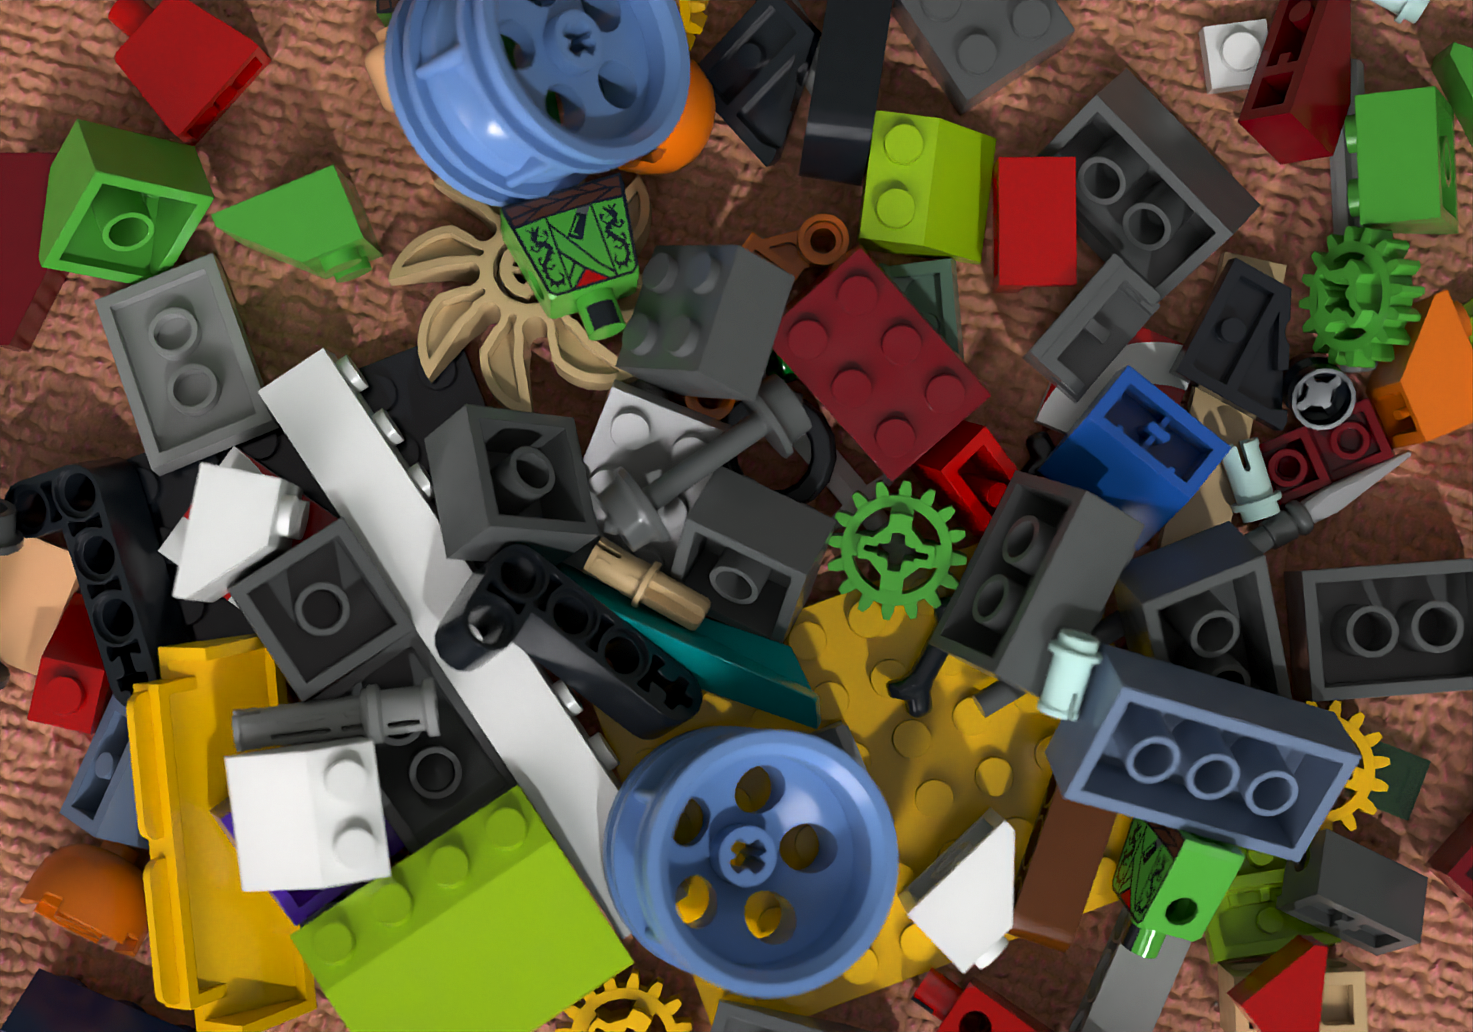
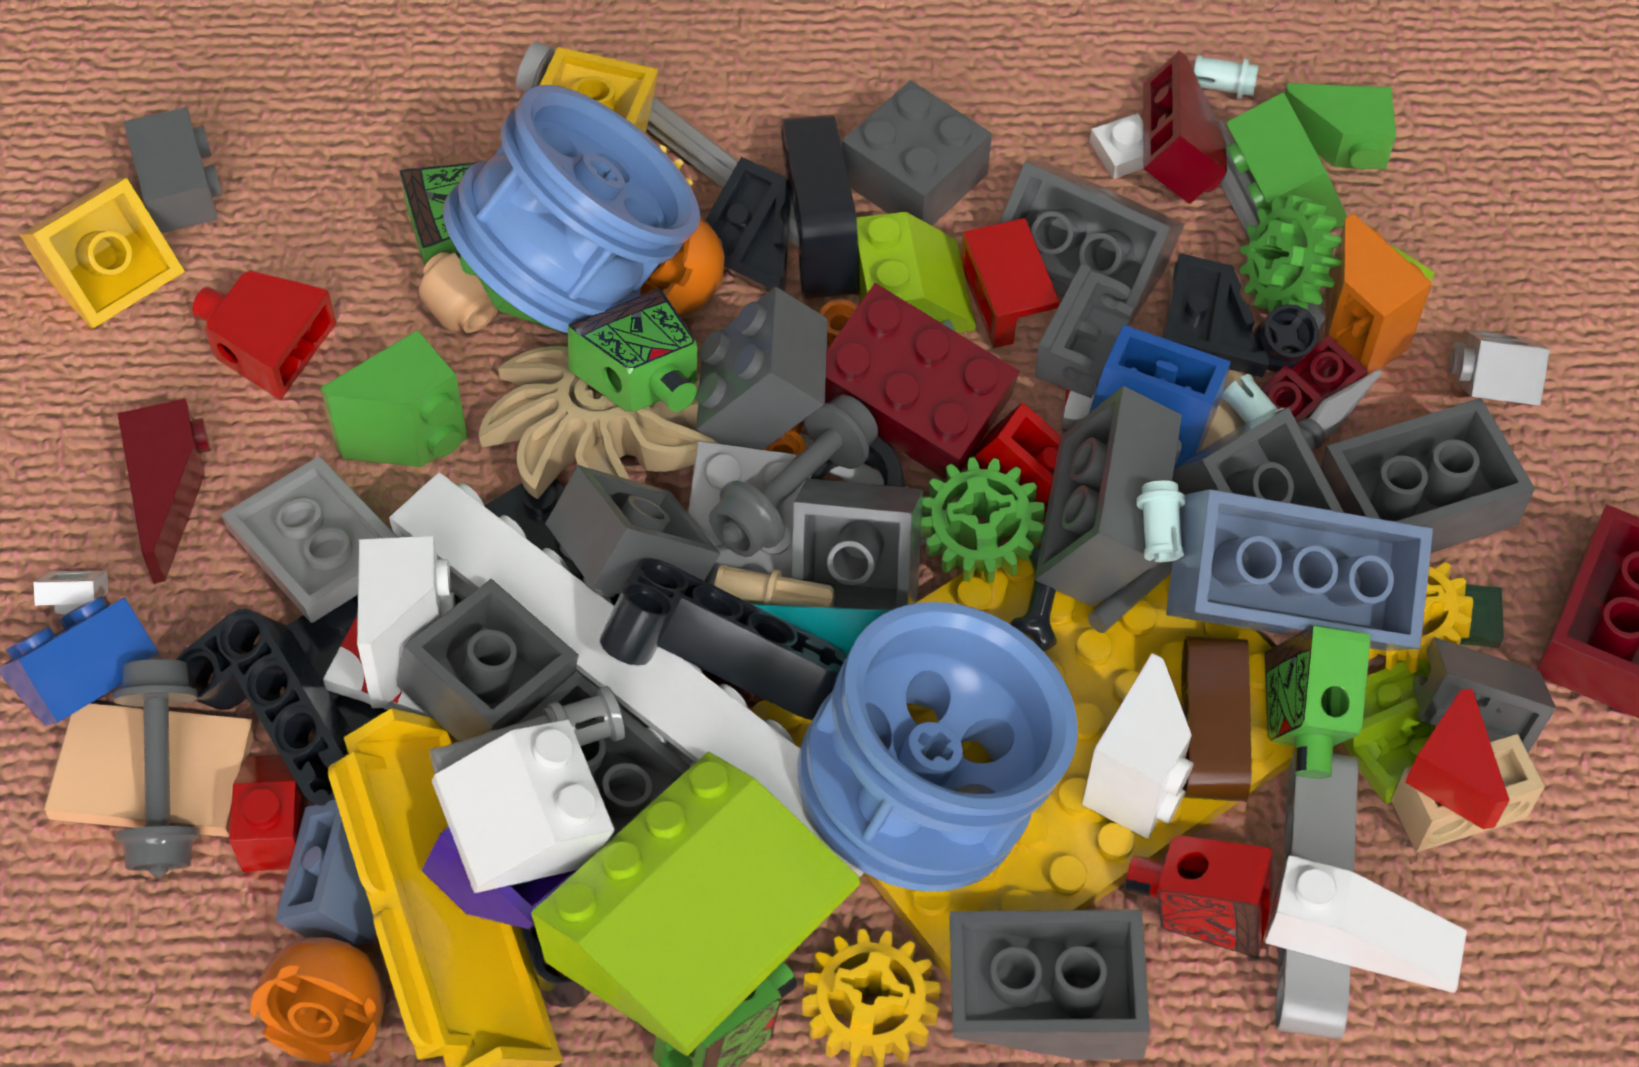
camera: 20 degrees left, 30 degrees down
(121, 203) = (233, 425): bright green slope -> none

